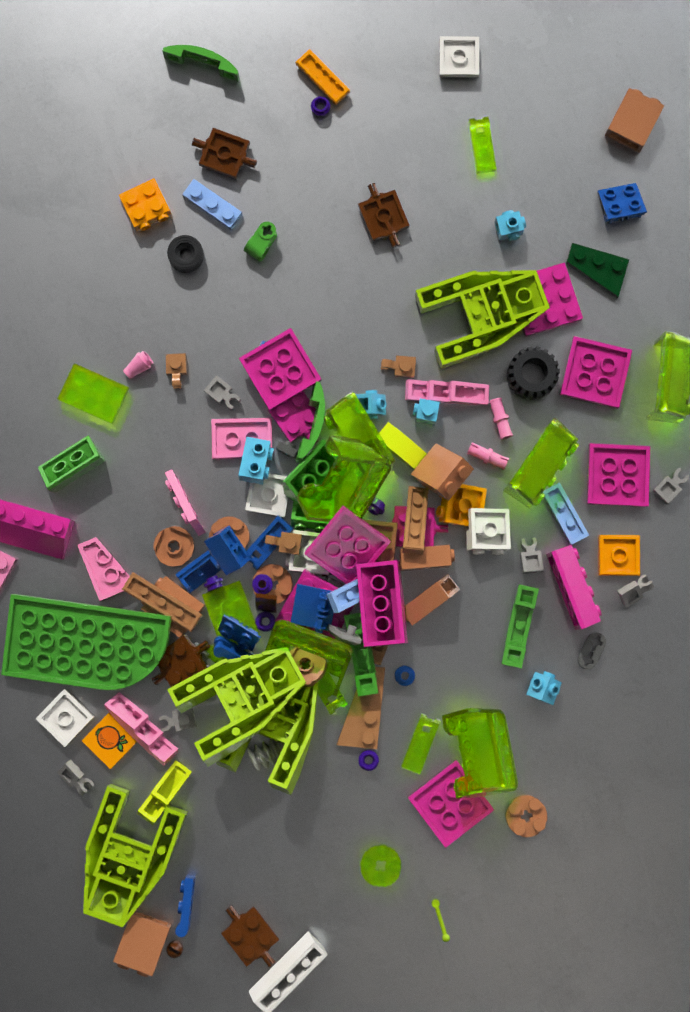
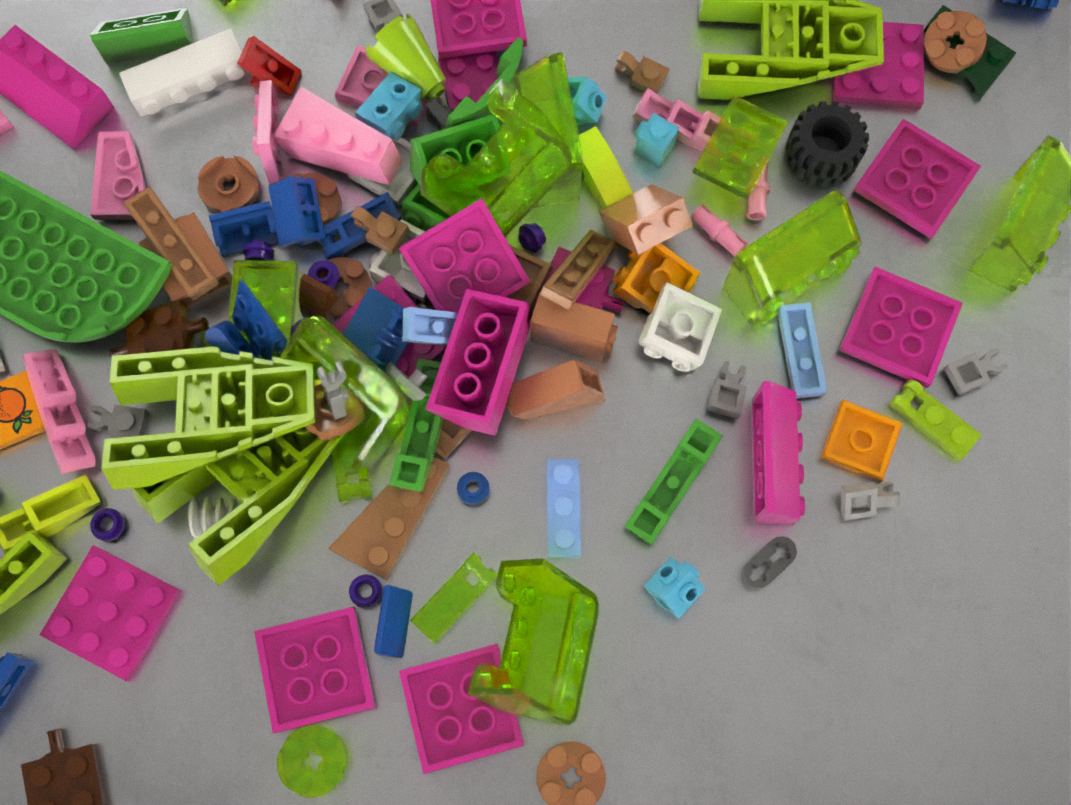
camera: 20 degrees right, 10 degrees down
(112, 483) = (183, 73): none -> white brick
(164, 459) = (268, 65): none -> red slope
(199, 789) = (99, 520): none -> dark purple plate
(227, 493) = (335, 140): none -> bright pink wedge
(228, 831) = (110, 613): none -> dark pink plate
(253, 422) = (406, 53): none -> lime cone
(307, 658) = (335, 390): none -> light grey plate
(359, 816) = (314, 669): none -> dark pink plate
(392, 771) = (393, 622): none -> blue slope
(461, 666) = (563, 508): none -> light blue plate
(481, 399) = (740, 147): none -> clear neon green plate
(596, 278) = (946, 26): none -> nougat plate
(658, 525) = (935, 420): none -> lime plate

